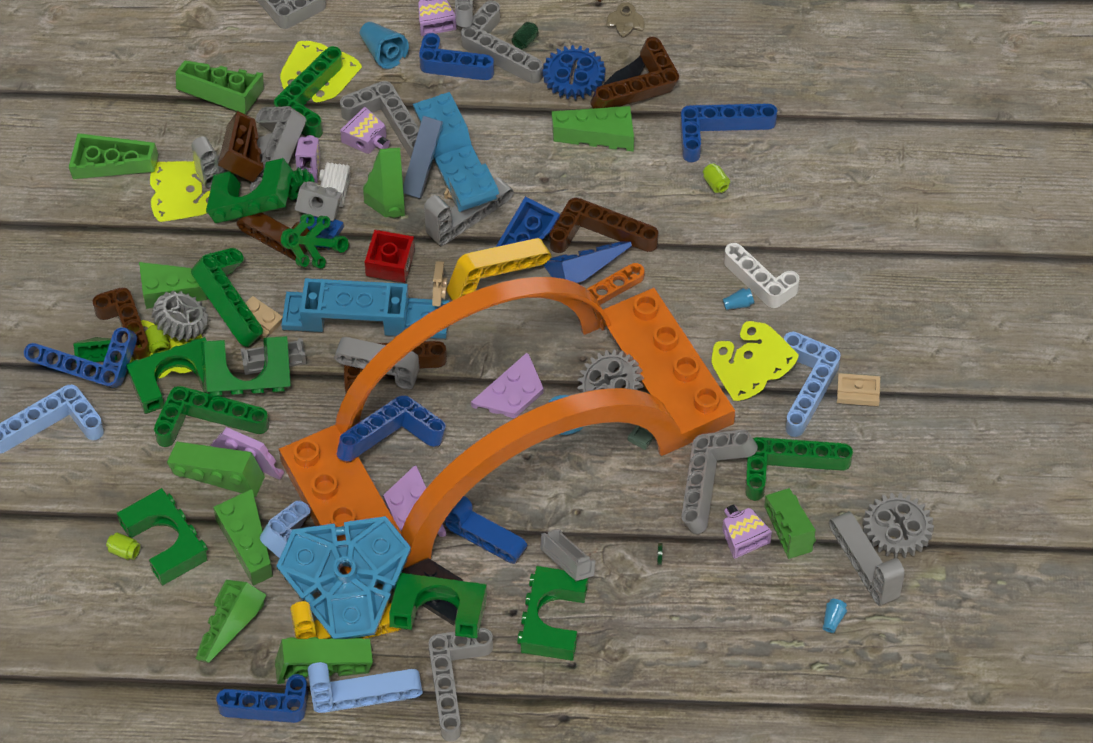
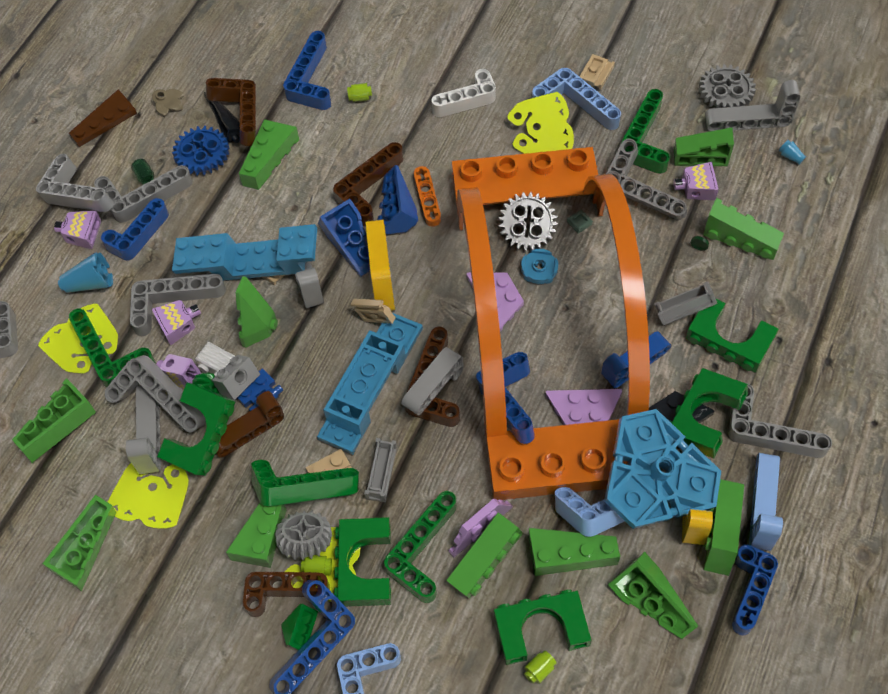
camera: 65 degrees left, 5 degrees up
(240, 148) = (146, 419): reddish brown wedge -> none
(273, 375) = (407, 474): green arch -> none
(338, 243) = (278, 403): green plant -> none
(389, 256) = (322, 340): red brick -> none
(422, 156) = (224, 268): sand blue tile -> none
(690, 587) = (742, 231): none -> bright green wedge
(739, 299) = (481, 115): dark azure cone -> none

